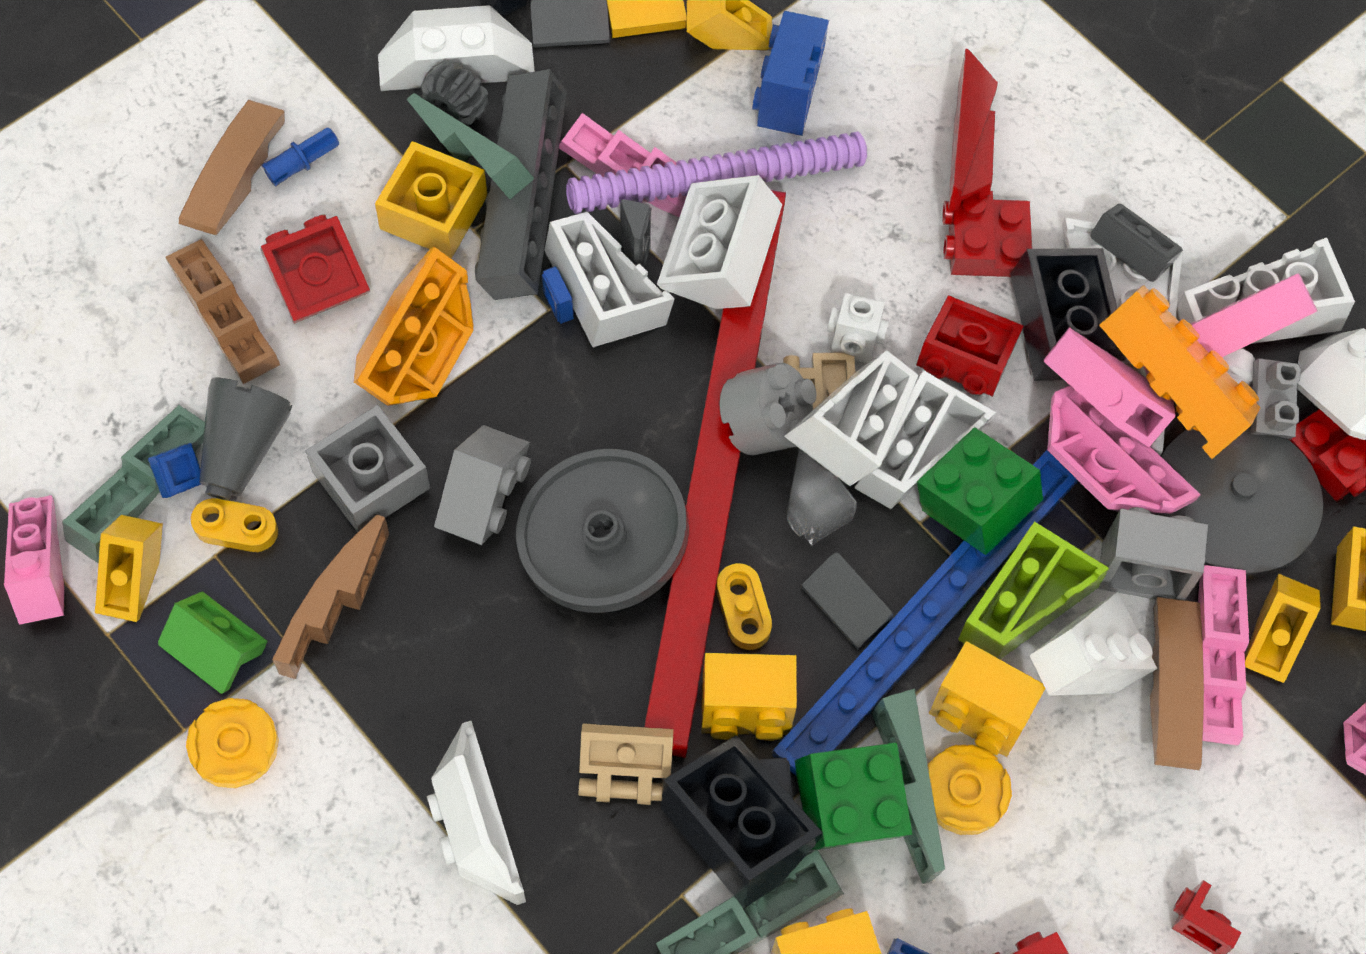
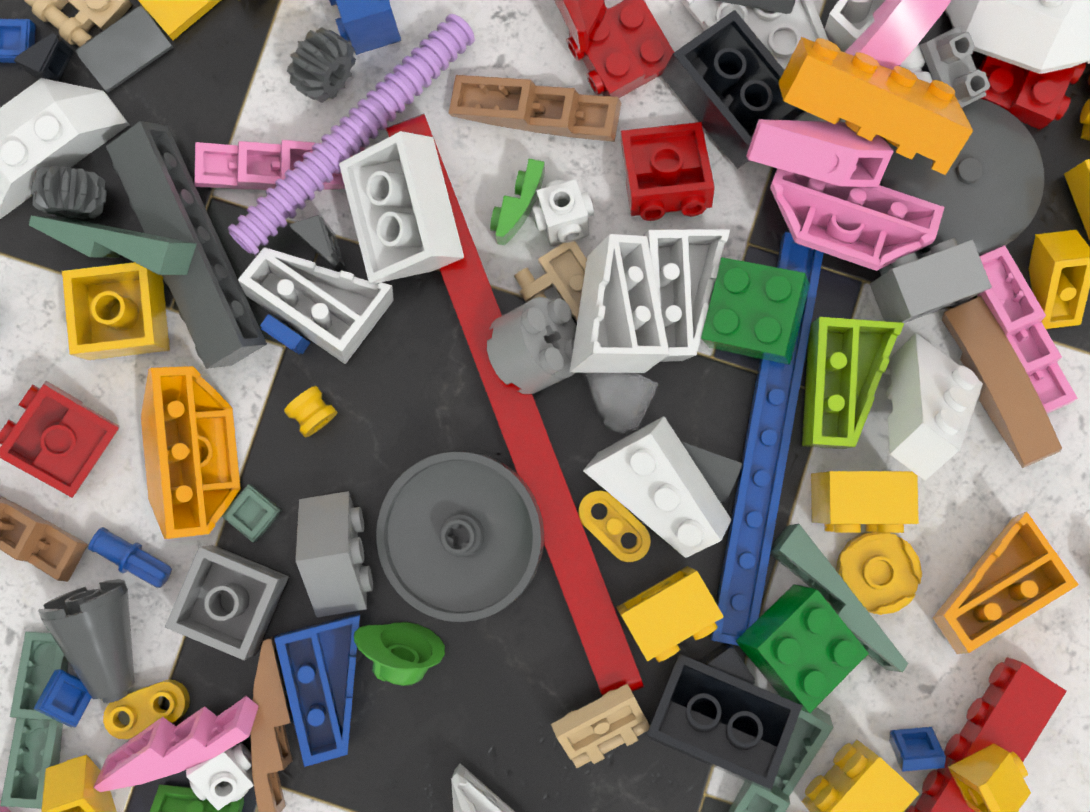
camera: 25 degrees left, 20 degrees up
(236, 555) = (171, 749): none -> bright pink slope
(271, 586) = (223, 777): none -> white brick
(307, 395) = (130, 558): none -> blue axle
(402, 580) = (319, 684): none -> blue wedge
(433, 421) = (252, 513): none -> sand green tile
(485, 599) = (400, 651): none -> bright green piece
(538, 365) = (310, 411): none -> yellow wheel
(724, 111) = (321, 64): none -> dark grey gear
(808, 589) = (662, 487): none -> white wedge
(815, 306) = (514, 211): none -> bright green slope
(884, 242) = (535, 108): none -> medium nougat slope
(1075, 860) = (1004, 586): none -> light orange wedge

